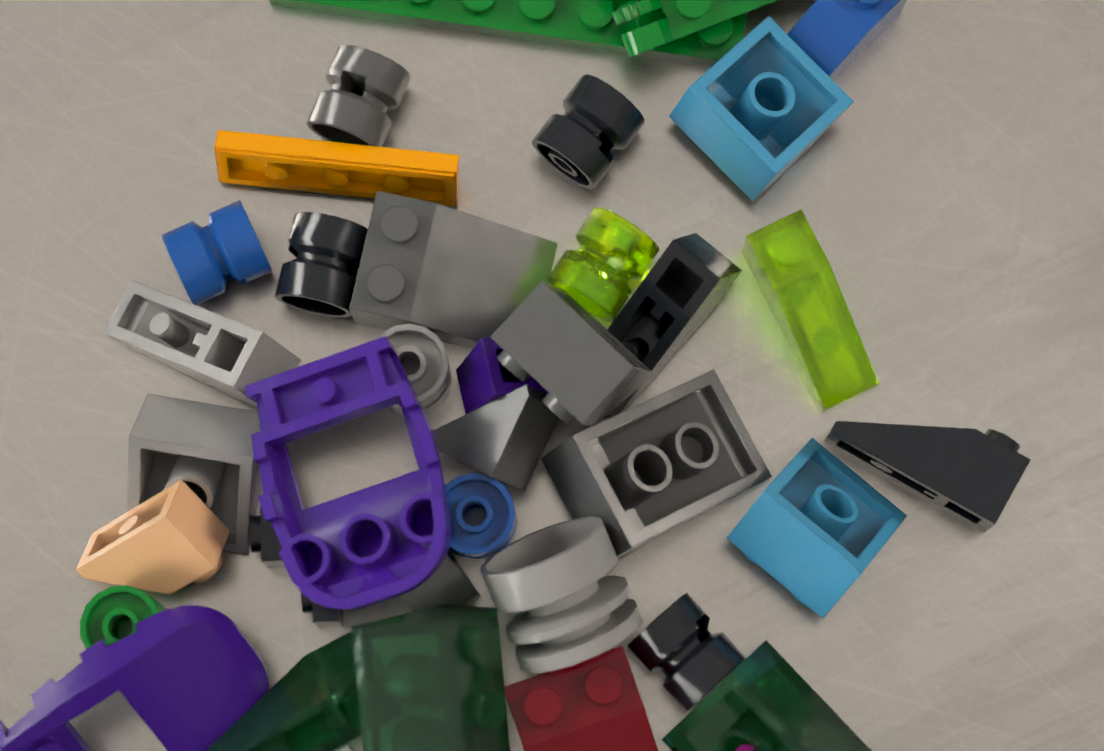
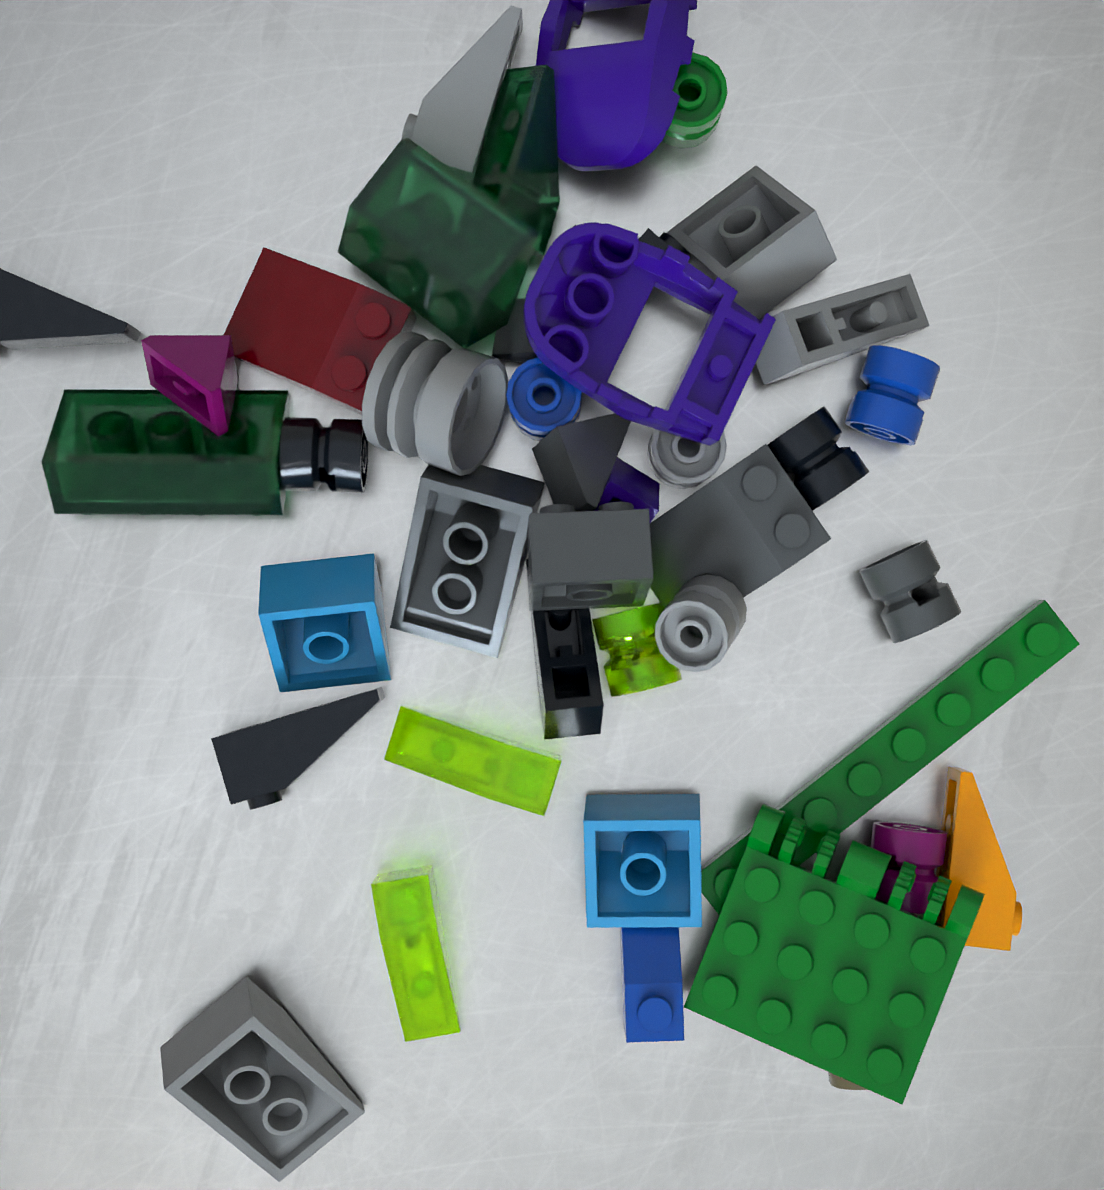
camera: 135 degrees right, 10 degrees up
(158, 544) = (726, 172): light nougat slope -> none
(335, 167) = (875, 532): light orange tile -> none
(537, 229) = (700, 623): none -> light grey wheel
(593, 125) = (739, 727): black wheel -> none
(999, 217) = (416, 952): none -> clear neon green slope

